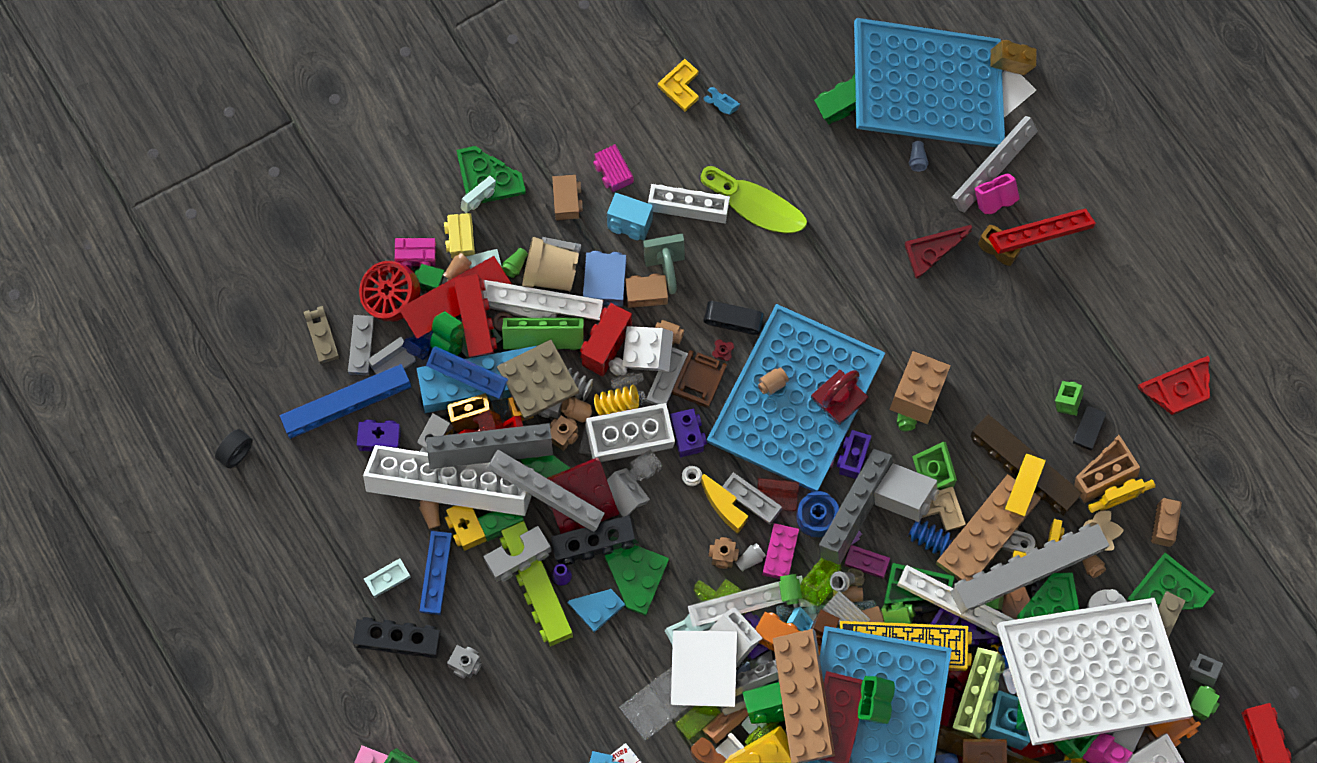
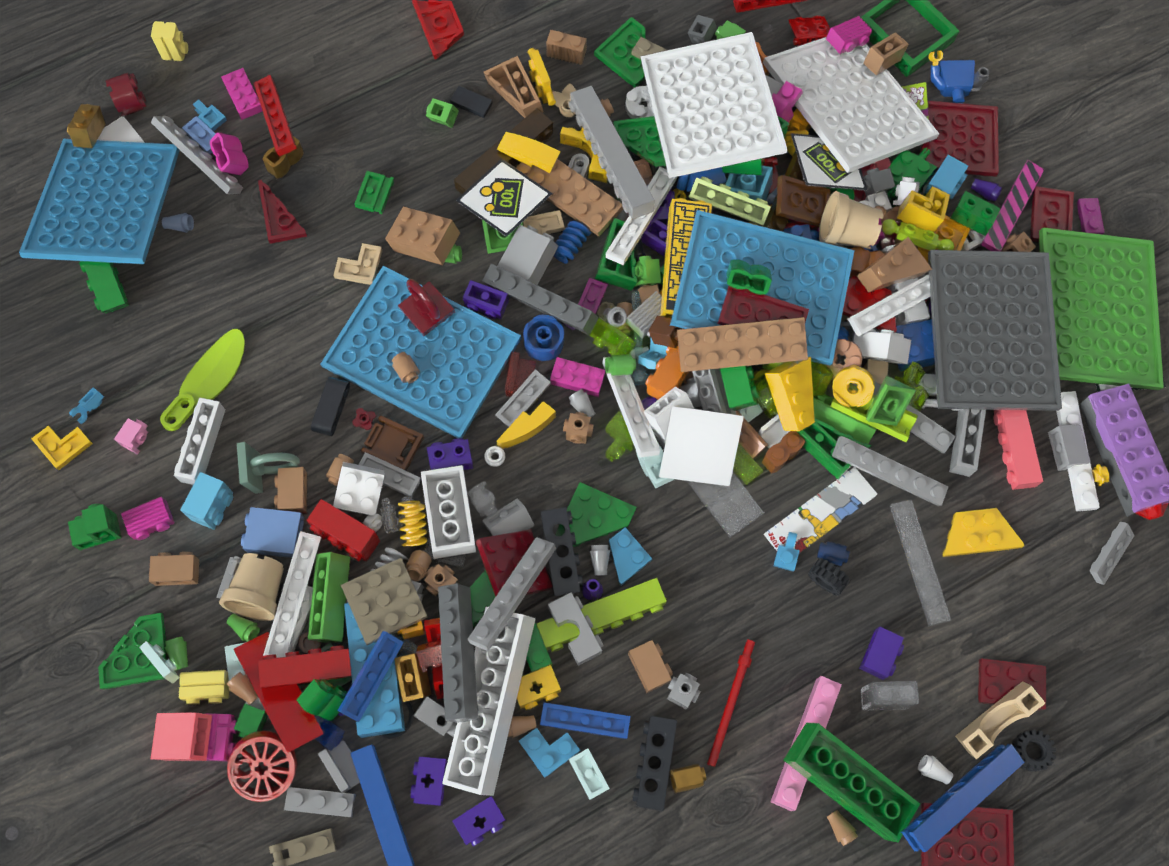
camera: 90 degrees left, 0 degrees up
(340, 471) = (486, 809): none -> dark purple brick
(382, 664) = (687, 778): none -> pearl gold brick
(403, 540) = (548, 757): none -> dark azure plate
(413, 221) = (181, 736): none -> coral brick
(488, 630) = (650, 666): none -> medium nougat brick
(491, 209) = (177, 652): none -> bright green cone
(494, 722) = (744, 662): none -> red bar
(593, 580) = (600, 559): none -> light grey cone
(602, 124) = (94, 527): none -> green brick
(693, 144) = (132, 435): none -> bright pink brick
(881, 334) = (360, 271): none -> tan plate
(968, 463) = (504, 197): none -> sticker
(970, 338) = (374, 192): none -> green plate
(1020, 164) = (200, 133): none -> medium blue plate
(1040, 172) = (210, 116): none -> dark azure plate
(1053, 89) = (126, 94): none -> dark red brick
(1072, 197) = (242, 93): none -> dark pink piece
(1120, 120) = (169, 41): none -> light yellow brick

